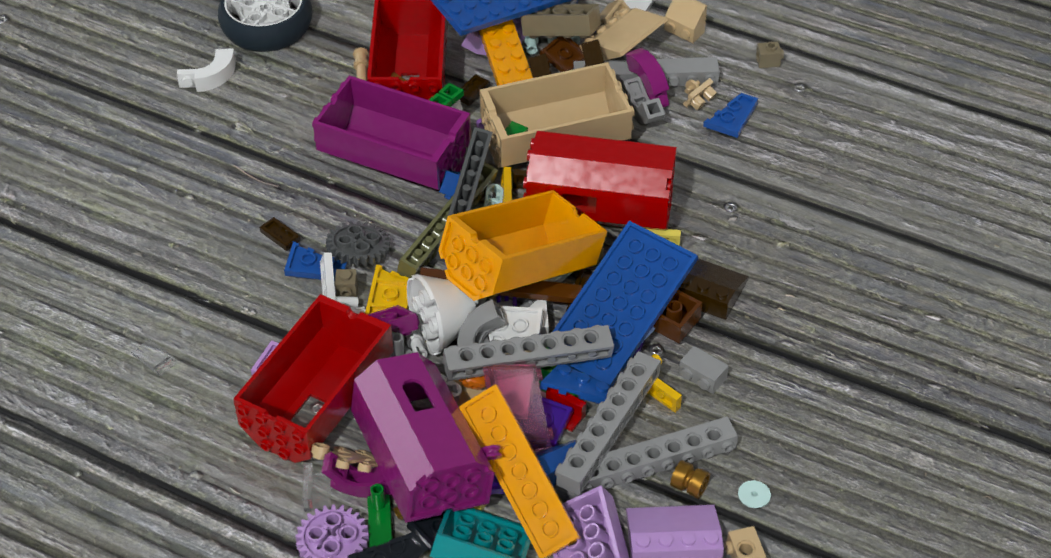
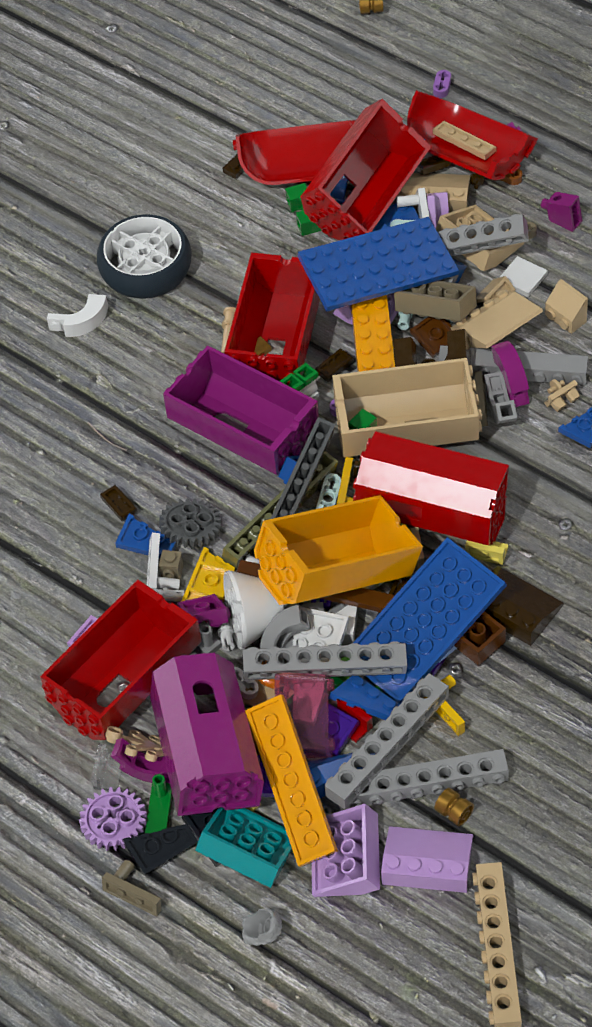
camera: 15 degrees right, 5 degrees up
(492, 452) = (266, 759): magenta bush -> none
(703, 369) = (493, 697): light grey brick -> none
(754, 494) = (512, 829): light aqua piece -> none

